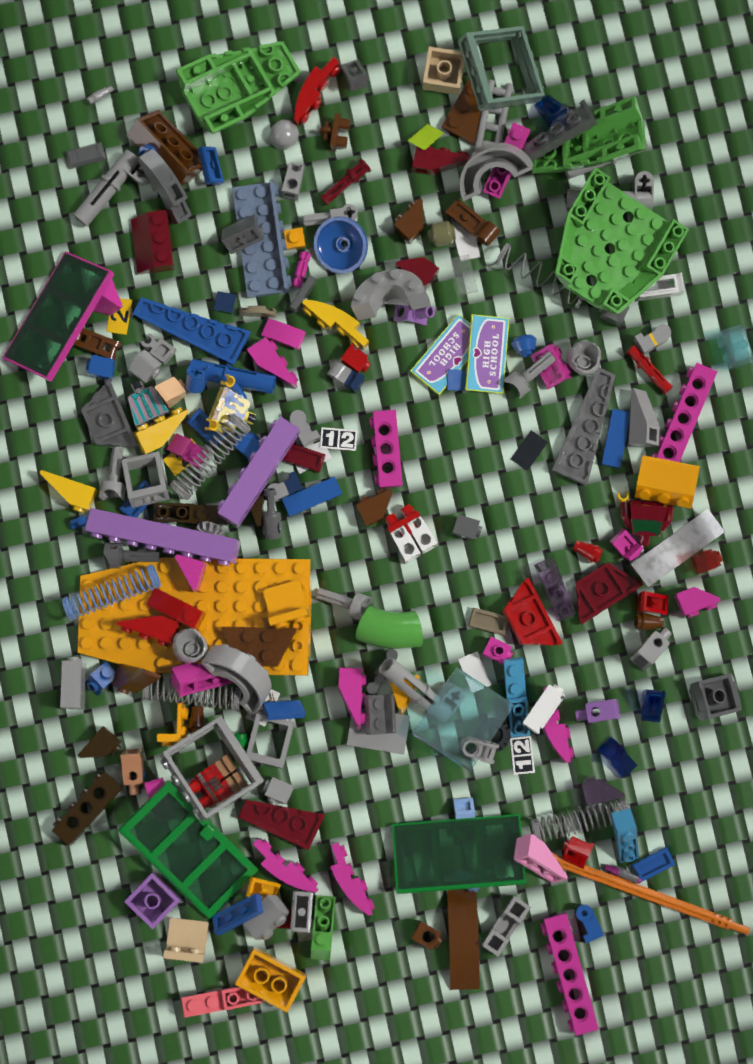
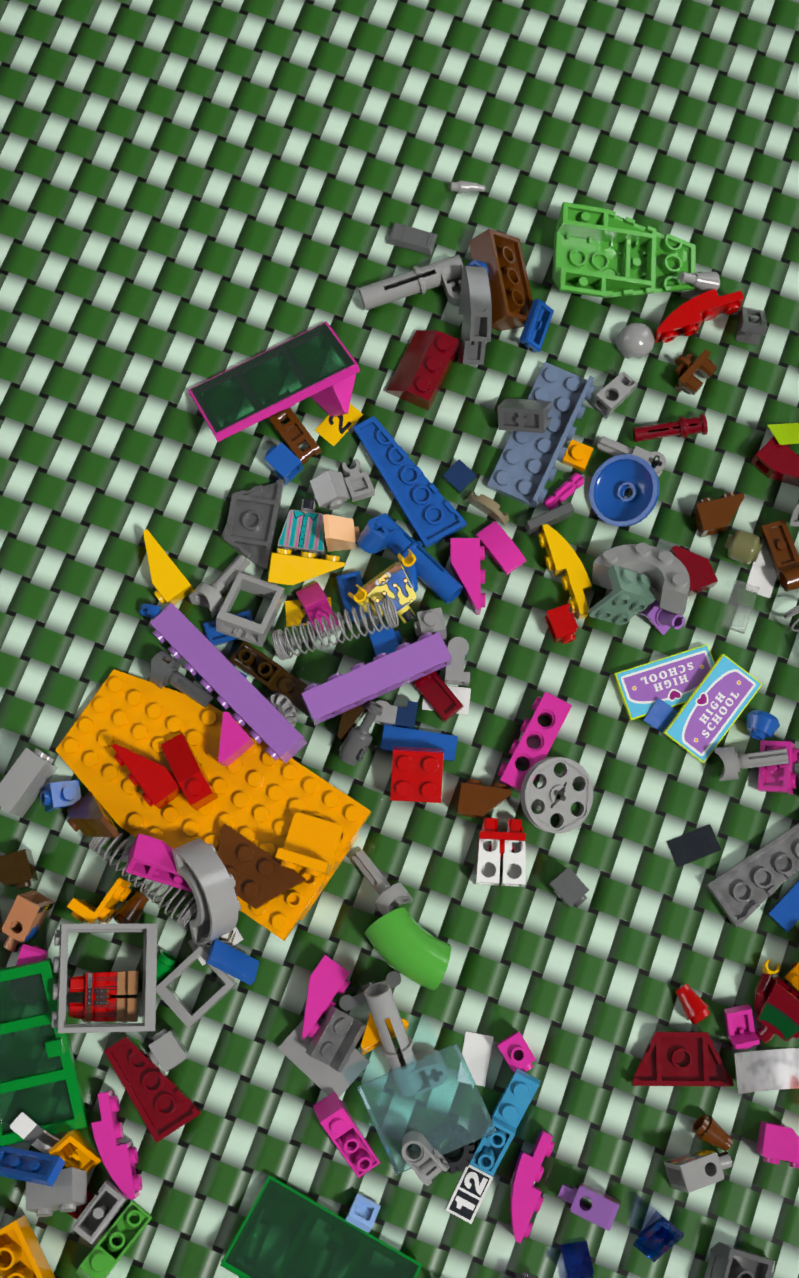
camera: 35 degrees right, 5 degrees down
(69, 609) = (186, 721): medium blue piece -> none
(189, 646) = (174, 822): light grey hair -> none
(227, 895) = (33, 1133): none -> white sticker
(269, 413) = (431, 621): none -> light grey brick
(305, 64) = (703, 281): none -> light grey cone
(324, 517) = (417, 774): none -> red brick
(338, 439) = (488, 698): sticker -> none
(346, 376) = (540, 636): leg -> none
(353, 888) = (177, 1220): dark pink slope -> none
(388, 314) = (629, 596): none -> sand green bracket
(416, 479) = (567, 794): none -> light grey wedge
(423, 768) = (346, 1134): none -> dark pink slope
(488, 621) = (528, 1011): dark tan tile -> none
(529, 618) = (576, 1039): red wing -> none
(544, 708) = (528, 1159): white window -> none
(554, 589) = (626, 1023): clear purple slope -> none
(652, 603) = (730, 1114): red slope -> none

